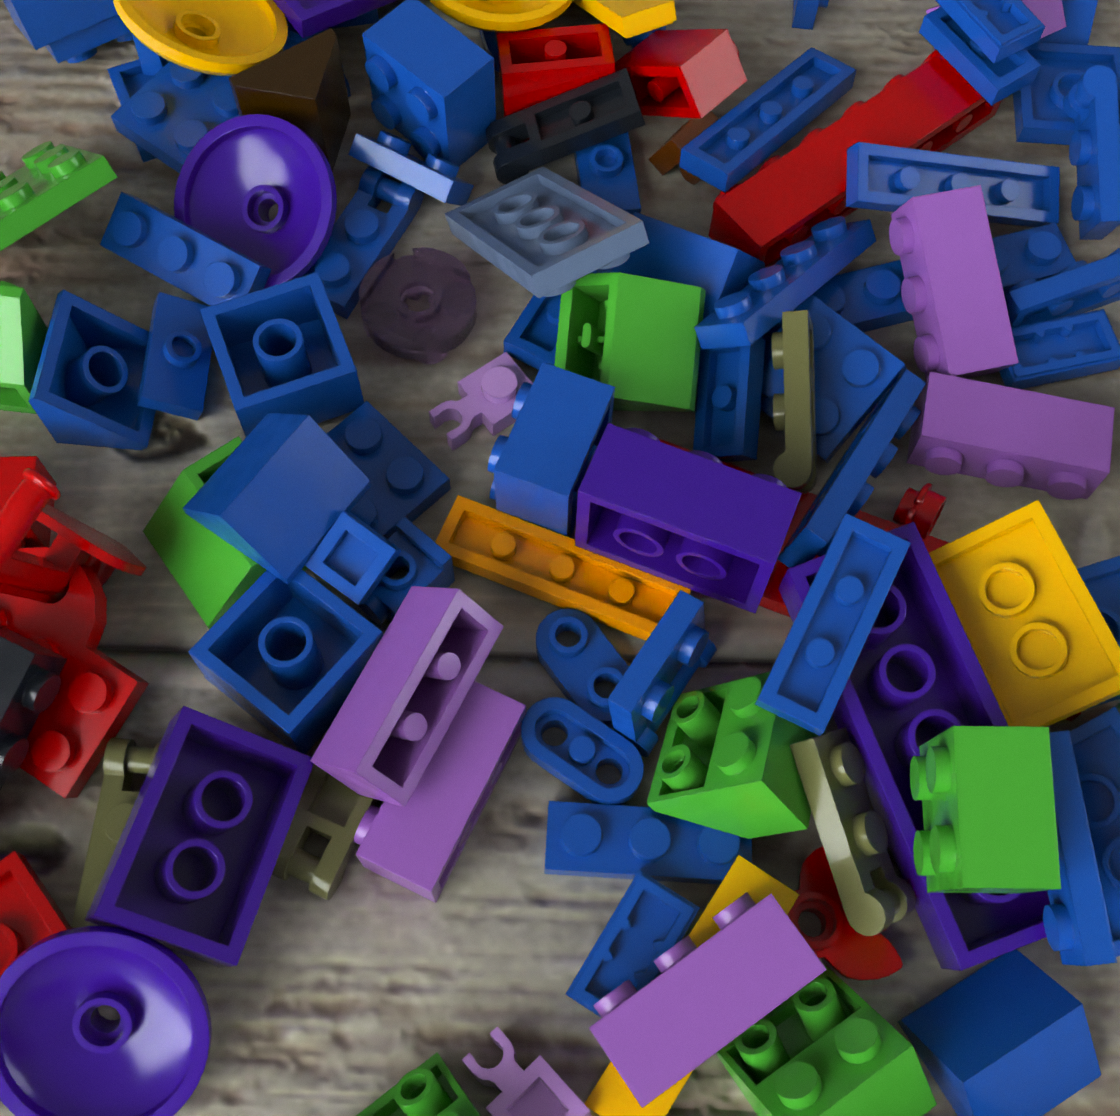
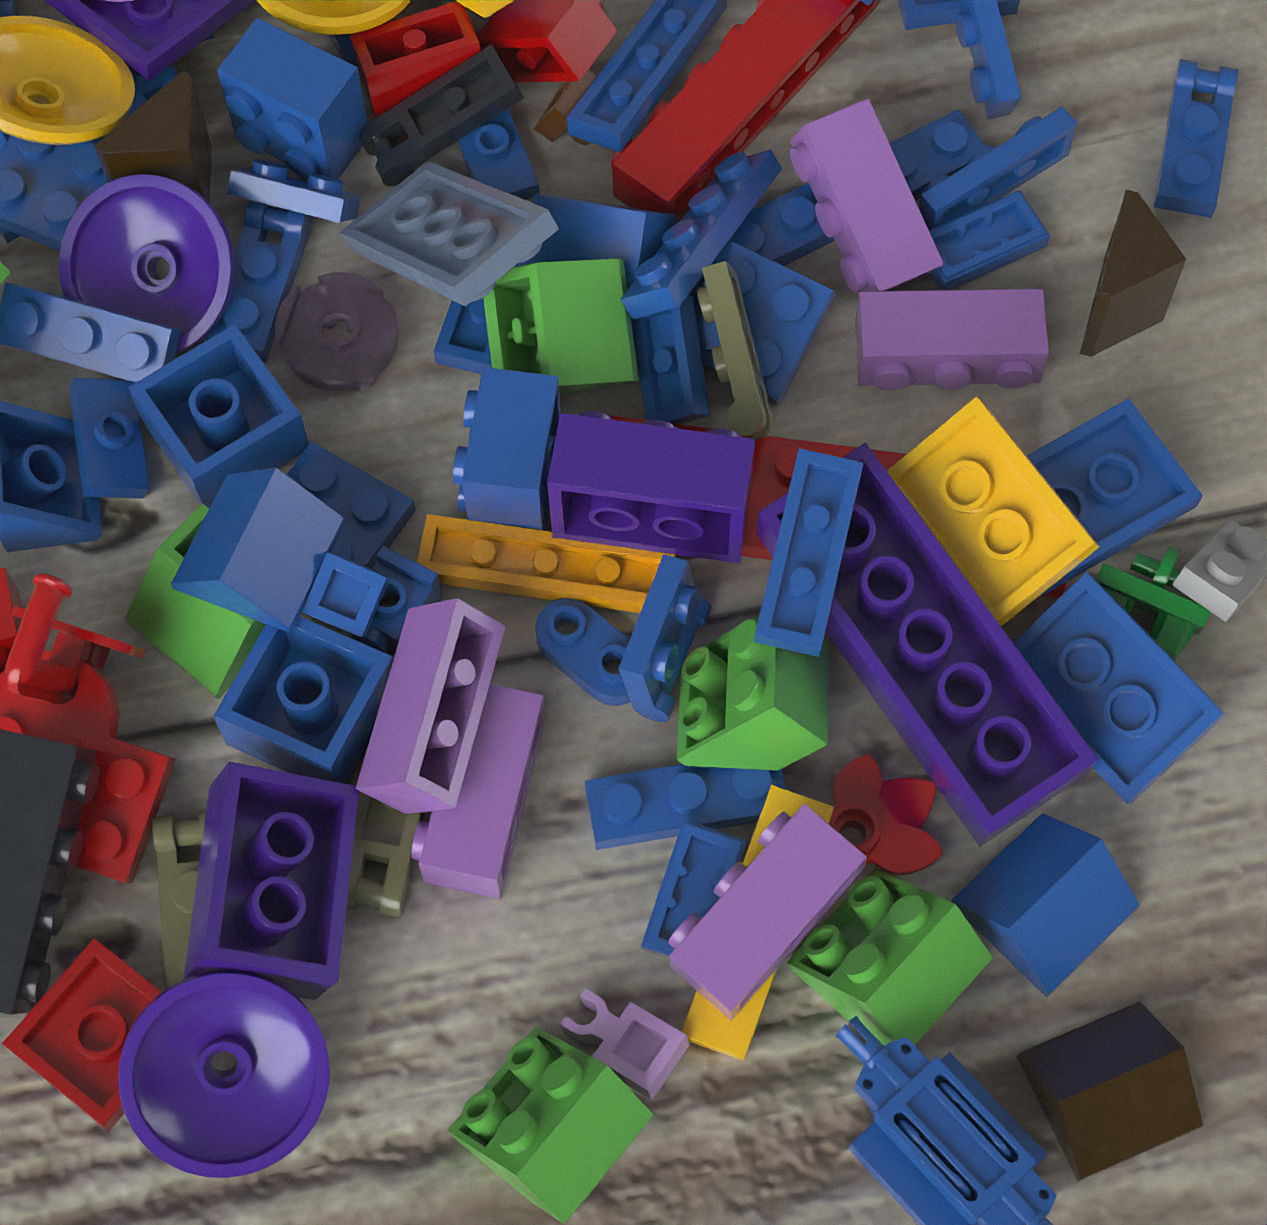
camera: 10 degrees left, 0 degrees up
(485, 400) = (430, 411): lavender plate -> none
(583, 752) = (608, 727): blue plate -> none
(847, 485) = (815, 387): blue plate -> none
(851, 833) = (868, 739): olive plate -> none
(891, 175) = (897, 88): blue plate -> none
(920, 507) = (879, 429): red plate -> none
(986, 811) = (972, 685): bright green brick -> none
(1077, 912) = (1051, 704): blue plate -> none

